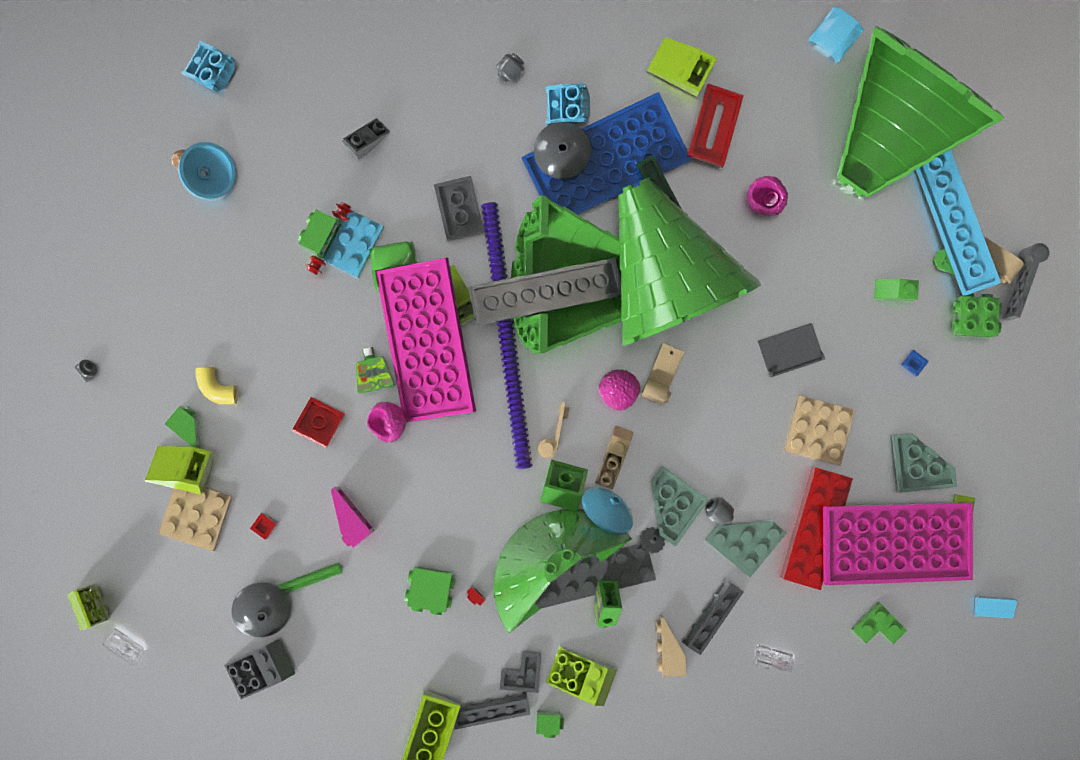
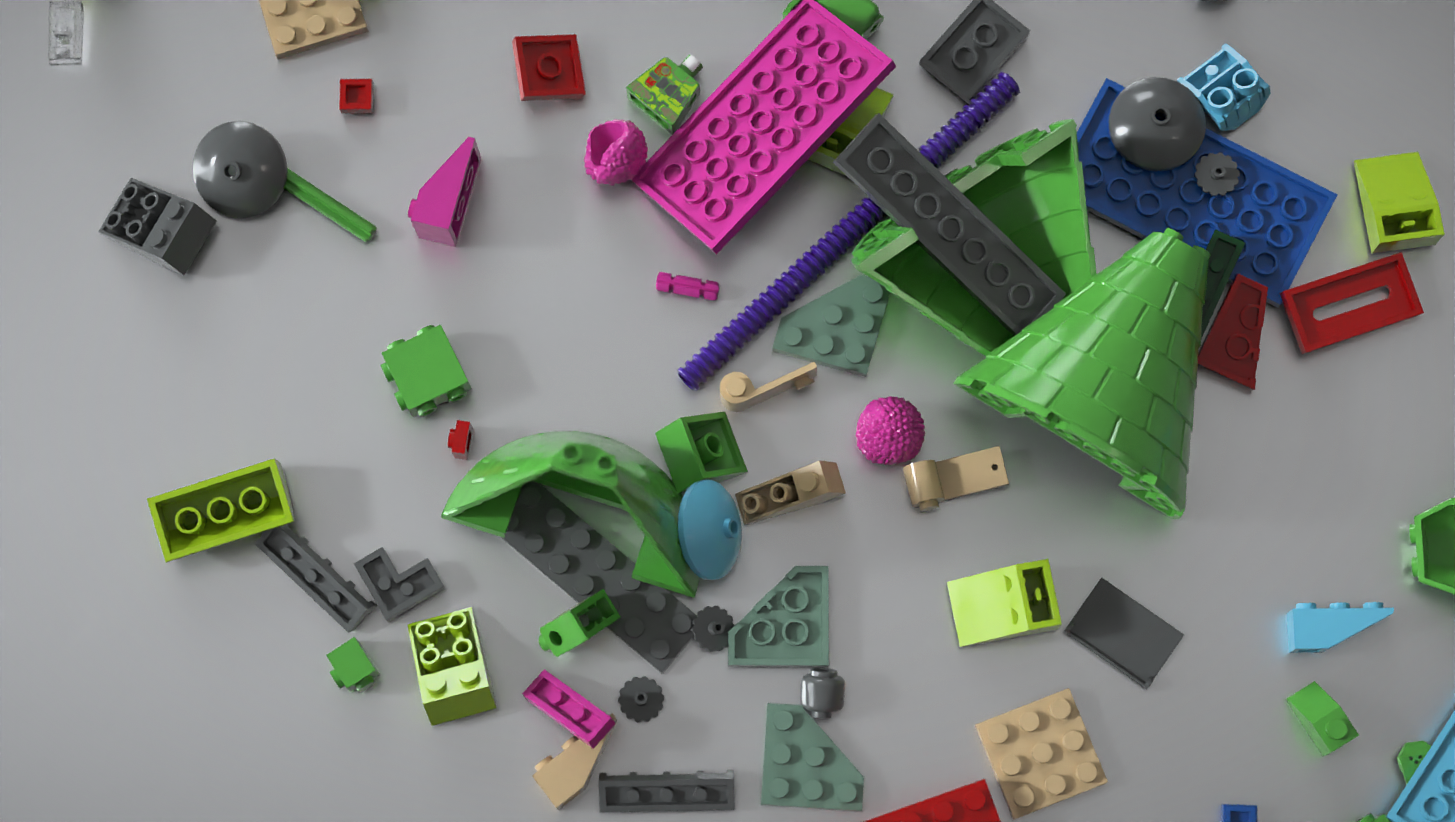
camera: 55 degrees right, 10 degrees down
(479, 431) = (687, 286): none -> dark pink axle
(549, 379) = (836, 327): none -> sand green plate
(607, 141) = (1217, 174): none -> dark grey piece
(644, 637) = (568, 709): none -> dark pink plate
(660, 597) = (641, 699): none -> dark grey piece
(690, 191) = (1235, 334): none -> red wing
(739, 396) = (1004, 603): none -> lime slope
(767, 196) = (1310, 440): dark pink hair -> none
(858, 255) = (1322, 628): none -> medium azure slope

